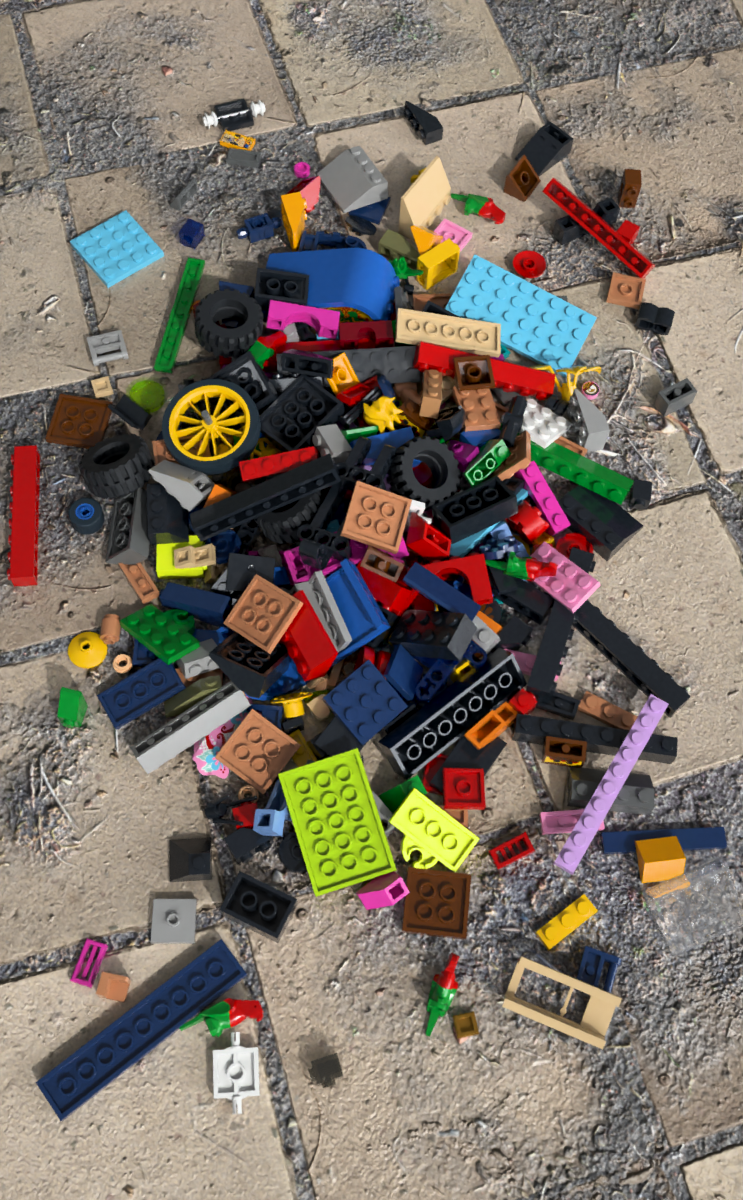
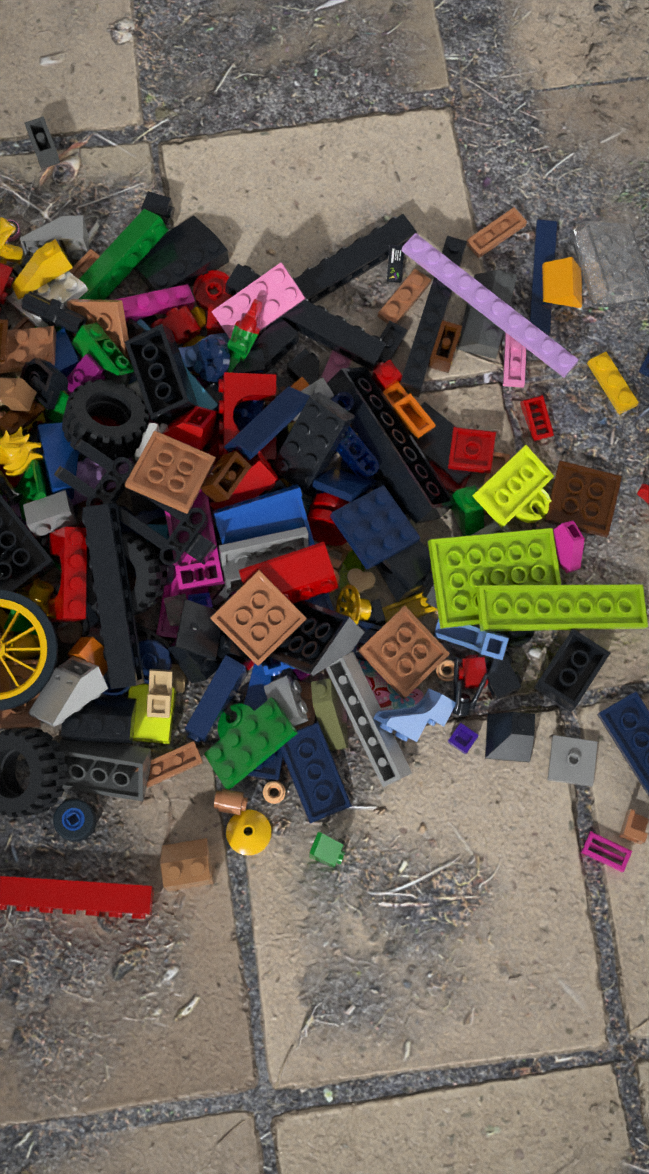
camera: 80 degrees left, 10 degrees up
(52, 599) = (186, 865): none -> medium nougat slope
(184, 816) = (463, 738): none -> dark purple plate
(191, 761) = (411, 721): none -> arch
(317, 889) = (561, 607): none -> lime plate
(558, 413) = (42, 268): none -> yellow slope
(637, 698) = (395, 263): none -> black sticker
(698, 789) = (496, 232): none -> nougat plate

